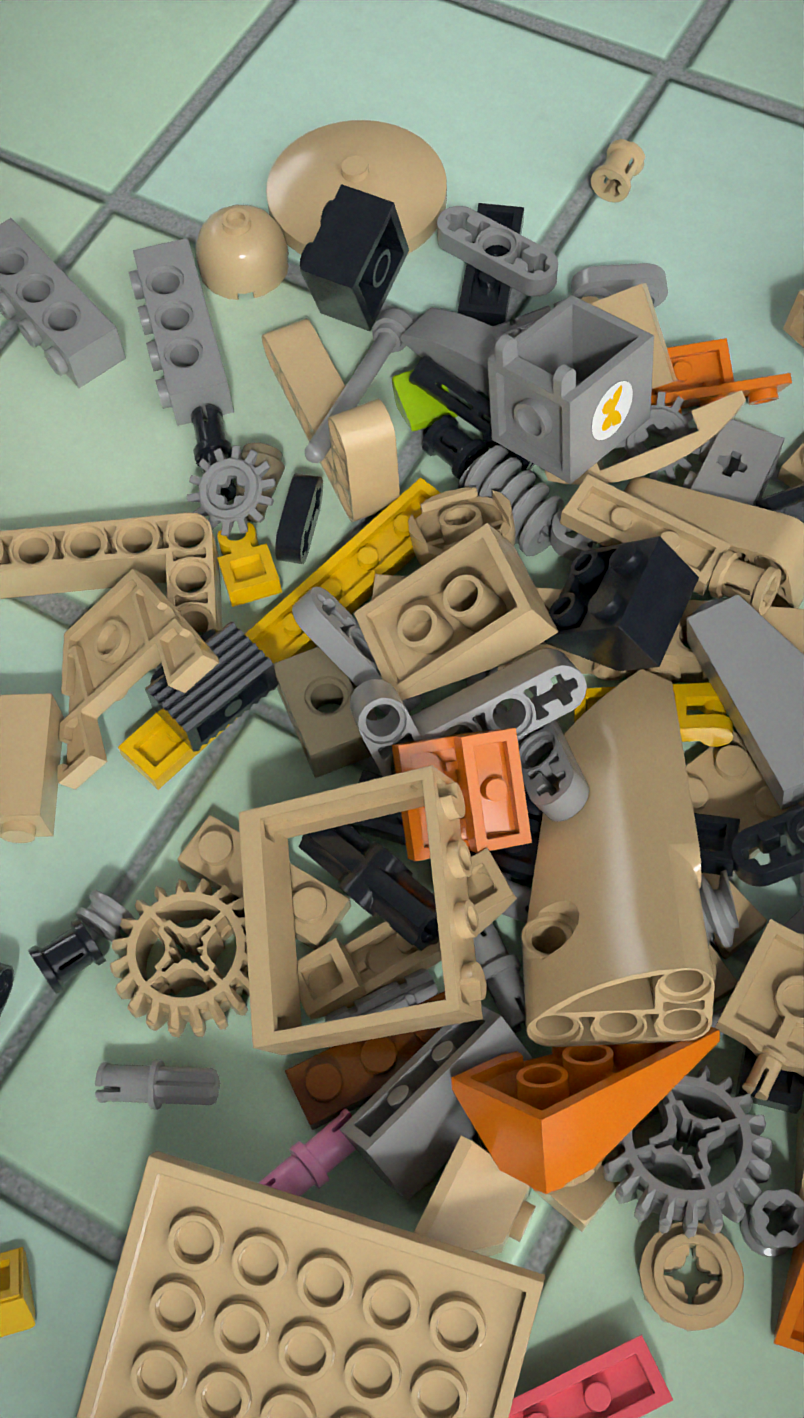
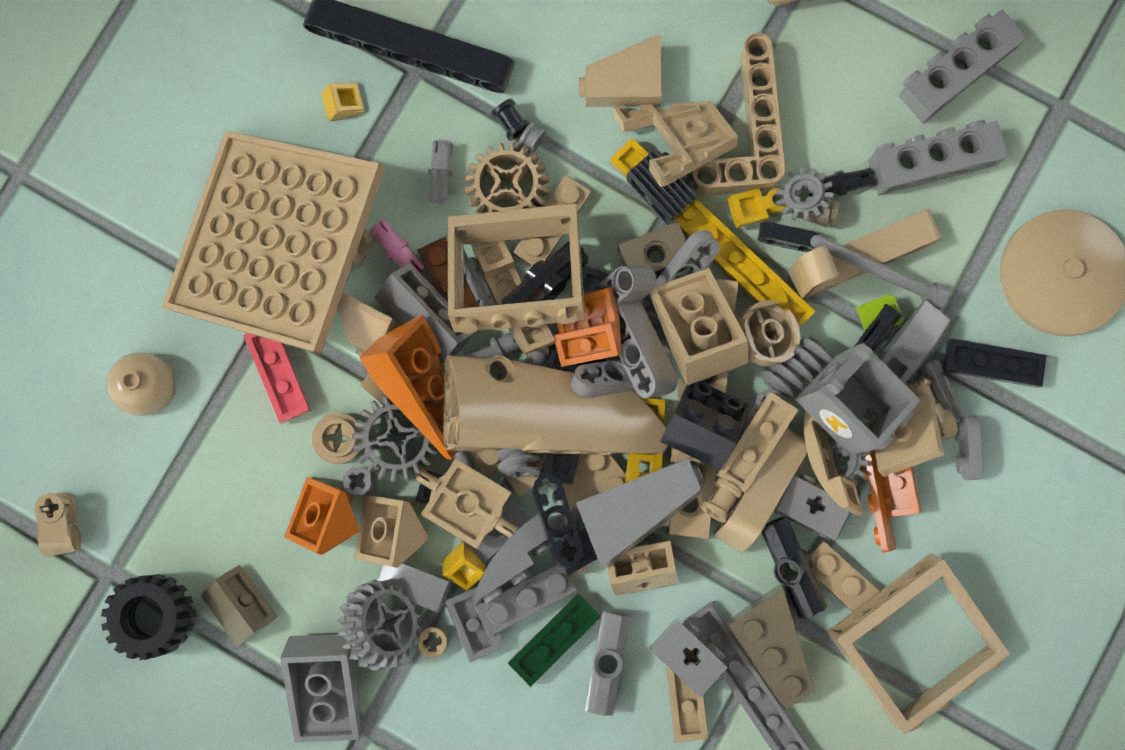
camera: 90 degrees right, 20 degrees up
(241, 252) = (1006, 195): tan cylinder -> none
(354, 257) = (983, 266): black brick -> none
(455, 446) = (840, 334): black bush -> none
(505, 268) = (991, 388): light grey beam -> none
(618, 170) = (1080, 455): tan bush -> none

